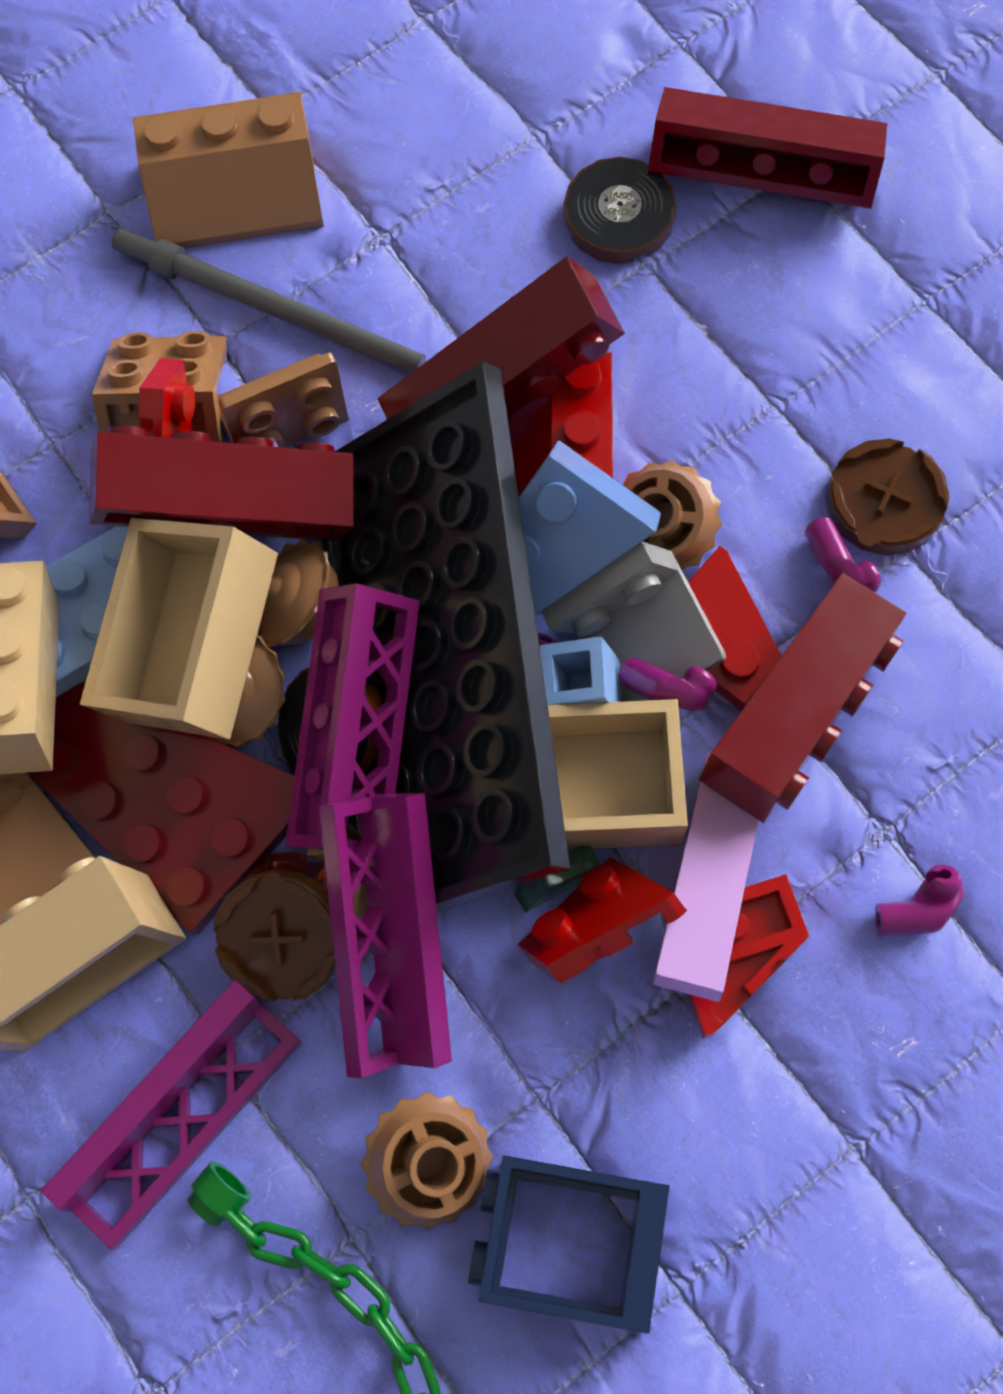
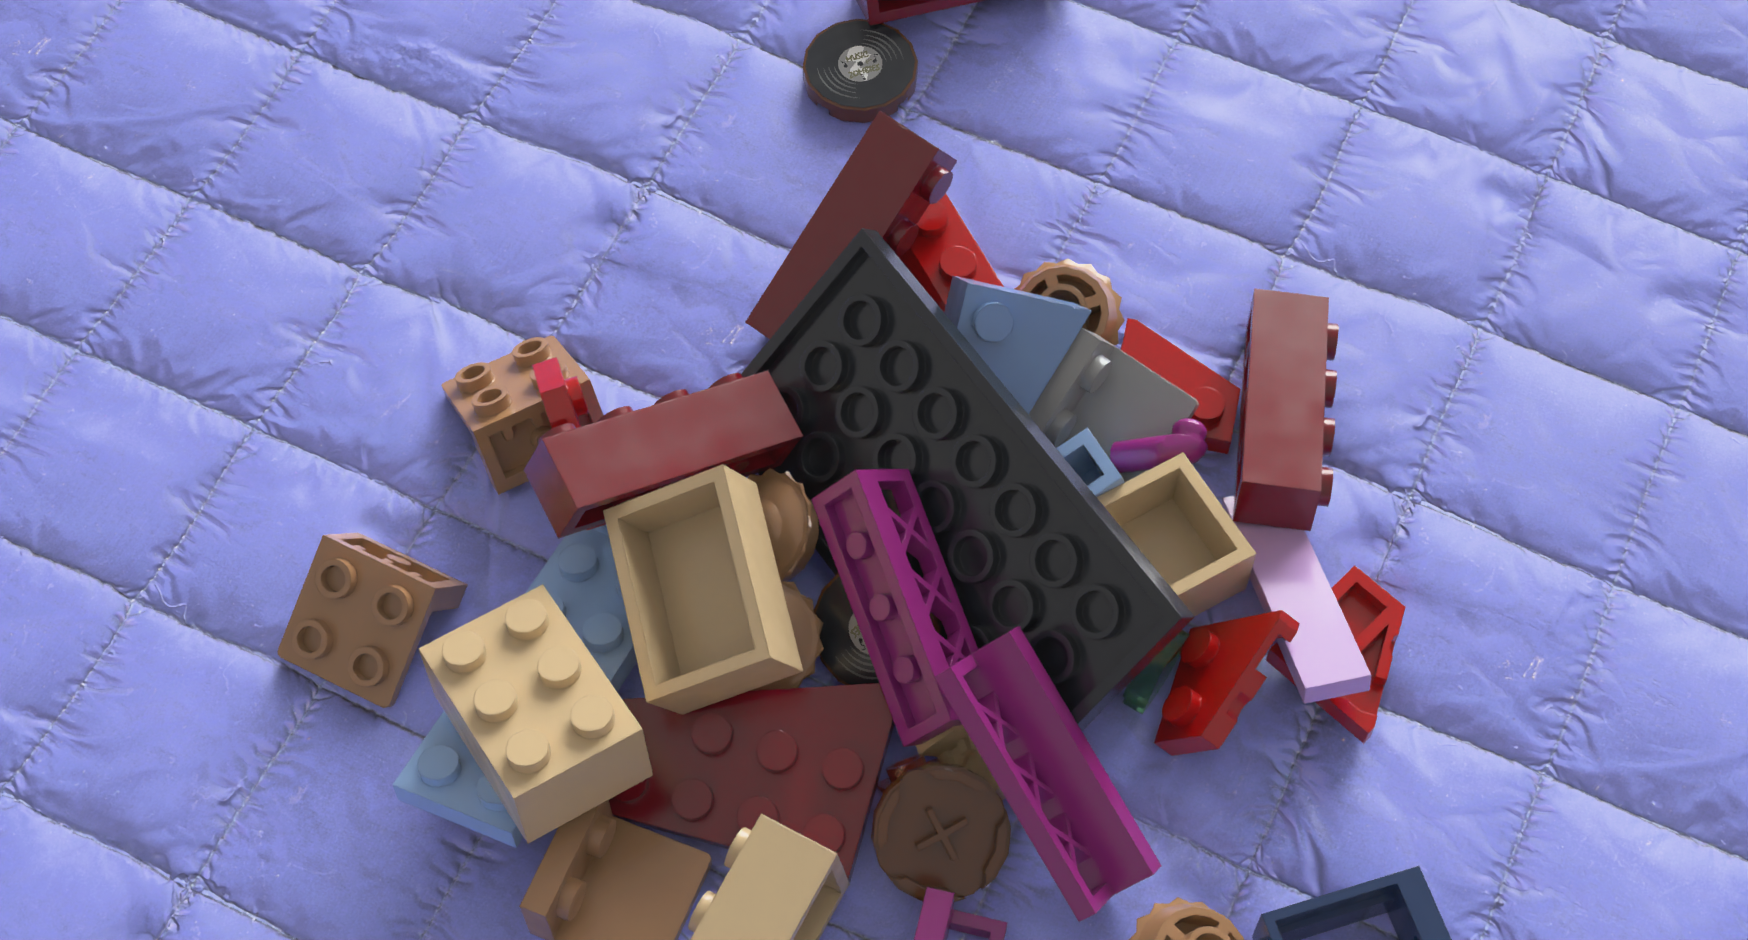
camera: 30 degrees left, 10 degrees down
(171, 261) = (456, 289): dark grey bar -> none
(228, 171) = (471, 184): medium nougat slope -> none
(287, 403) = (659, 358): medium nougat bracket -> none
(835, 556) = (1232, 281): magenta arm -> none
(887, 497) = (1245, 216): reddish brown tile -> none
(928, 908) = (1487, 540): magenta arm -> none

